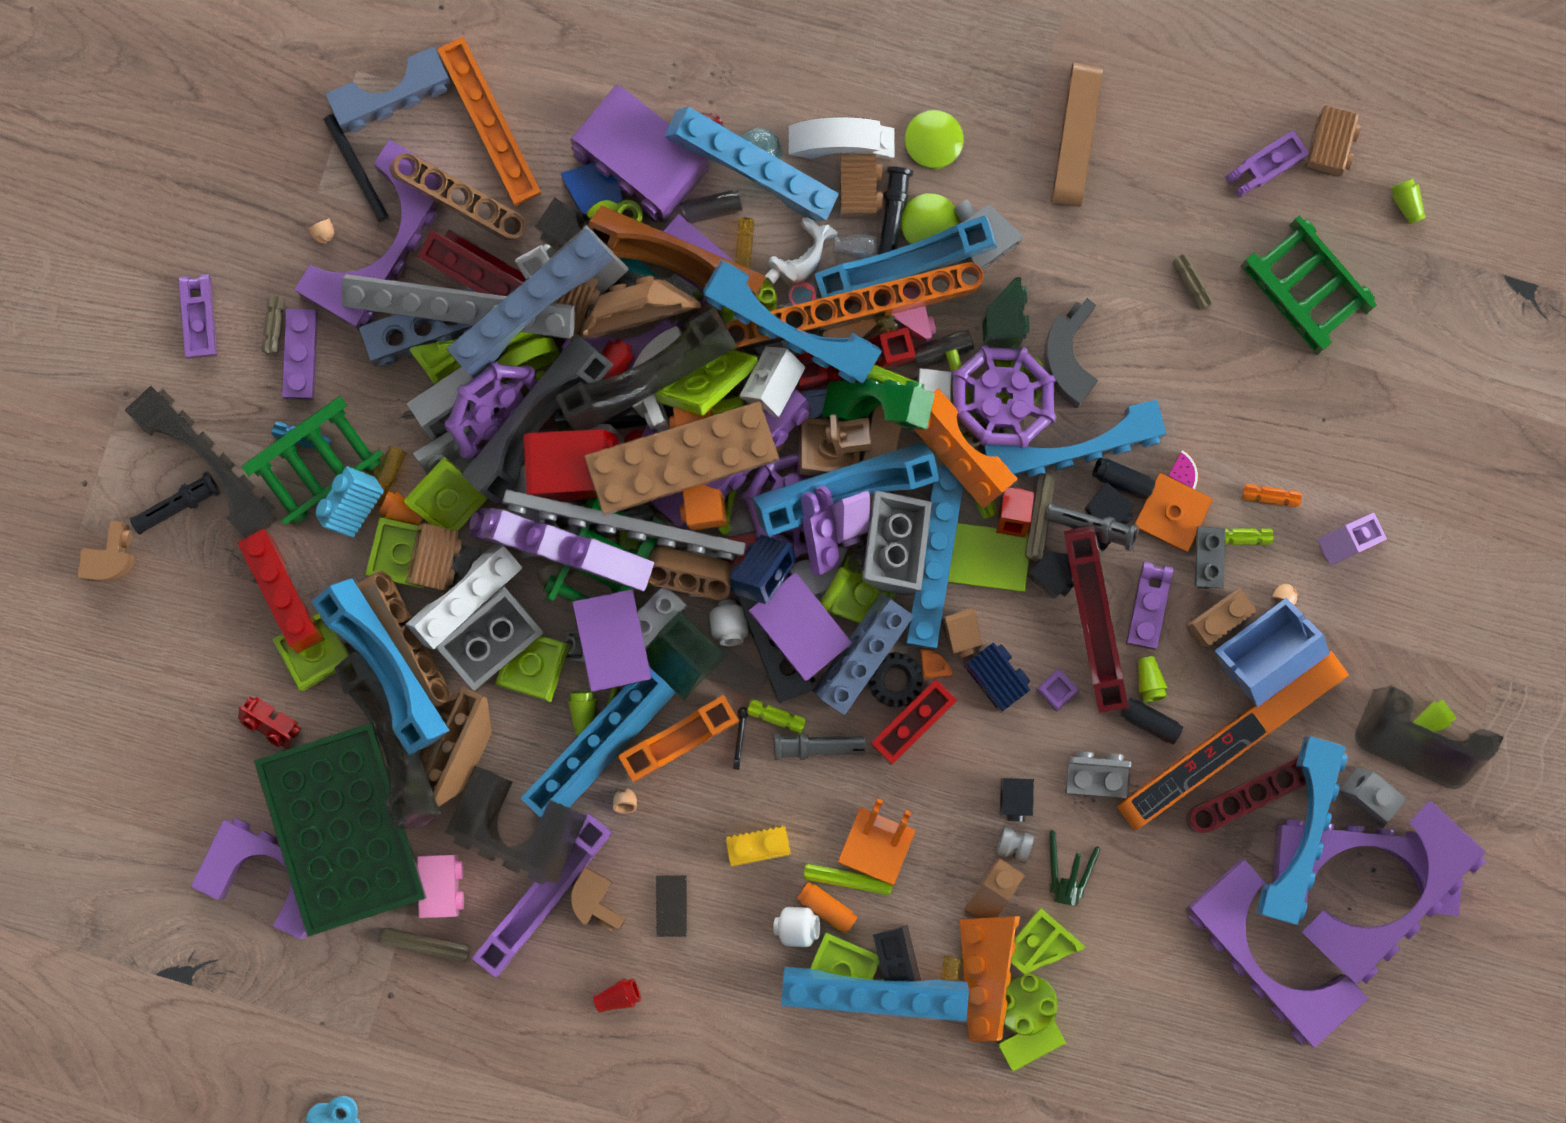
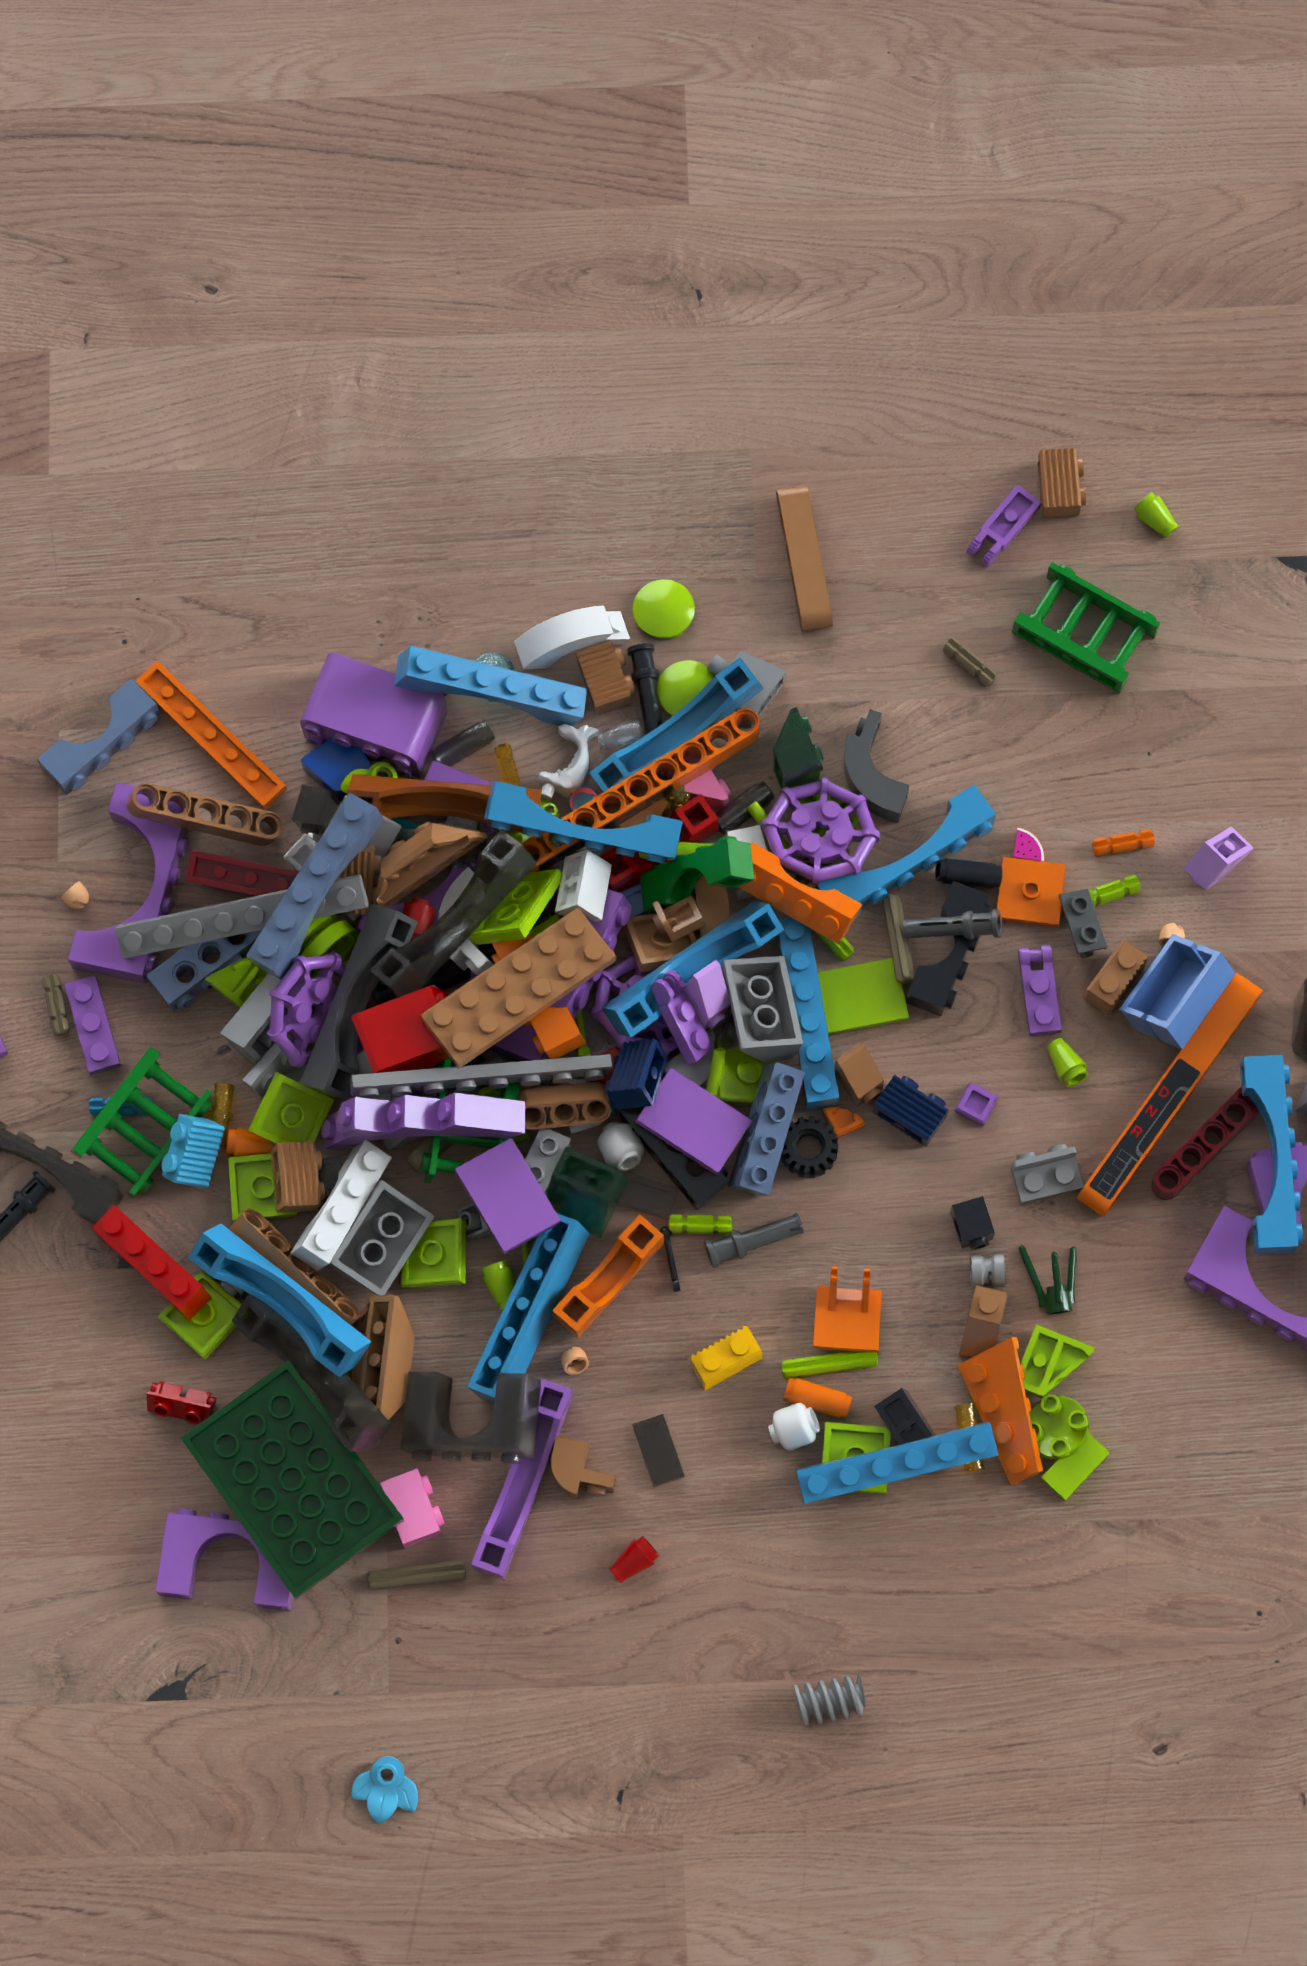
camera: 10 degrees left, 10 degrees down
(355, 167) = (90, 824): black bar -> none
(913, 722) = (841, 1181): red brick -> none
(1015, 512) = (871, 941): brick -> none
(1096, 619) = (989, 1016): dark red arch -> none
(1152, 721) = (1082, 1102): black piece -> none

